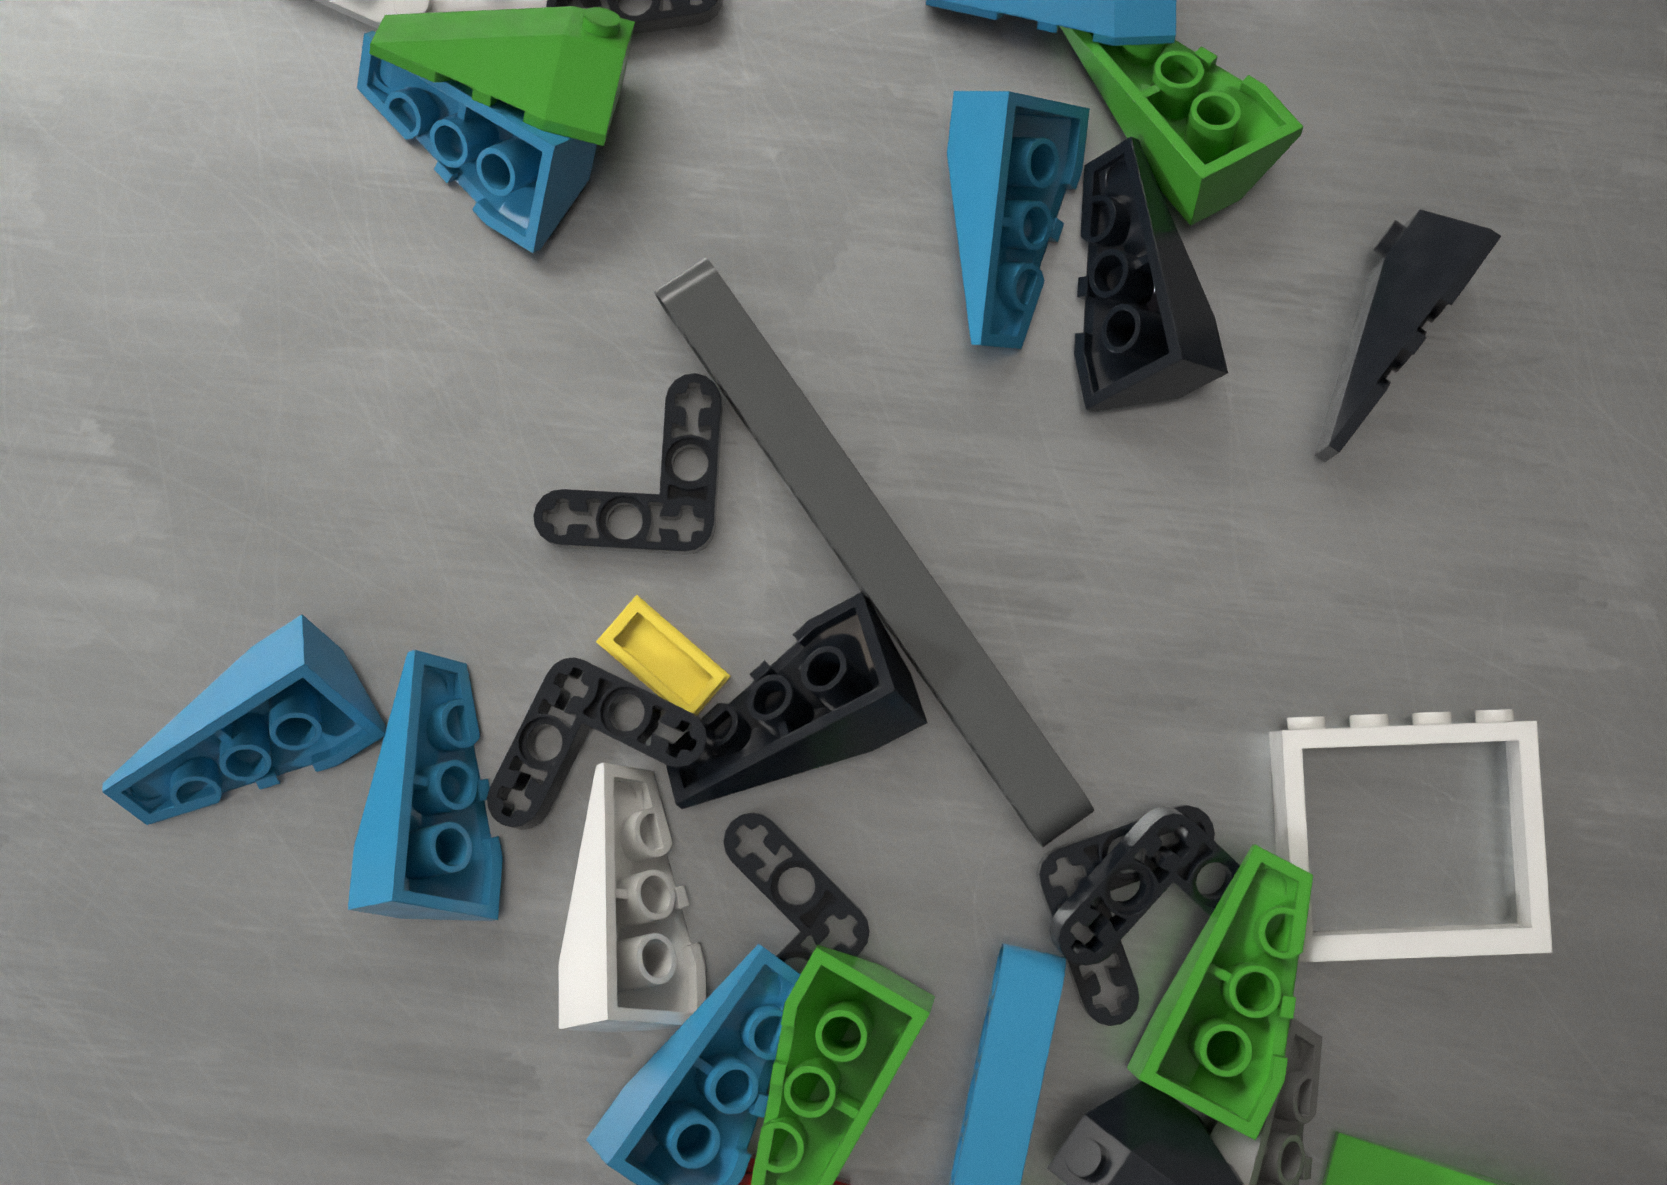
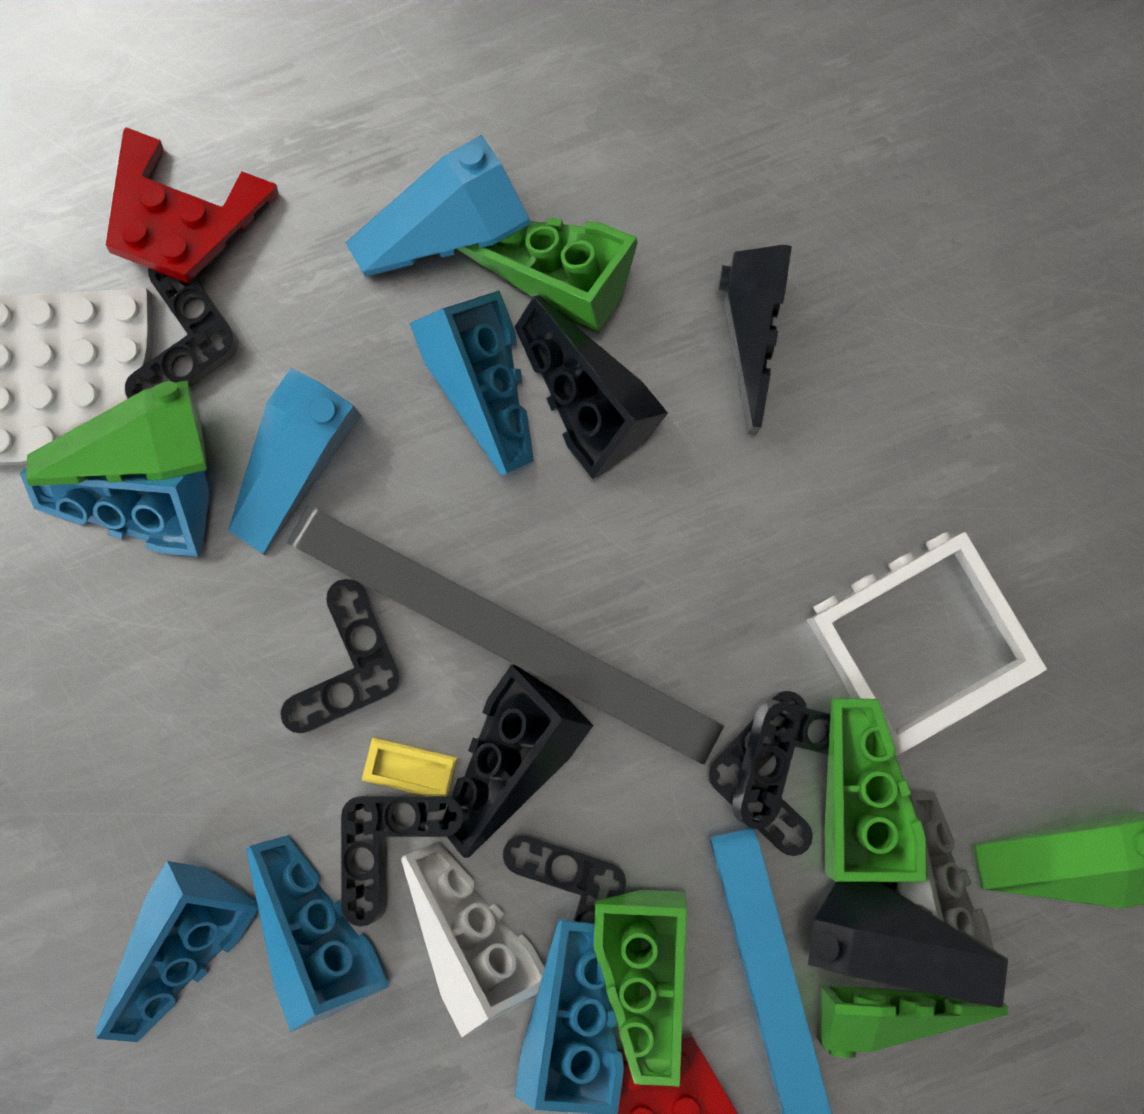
camera: 25 degrees left, 0 degrees up
(725, 174) = (293, 446): none -> dark azure wedge

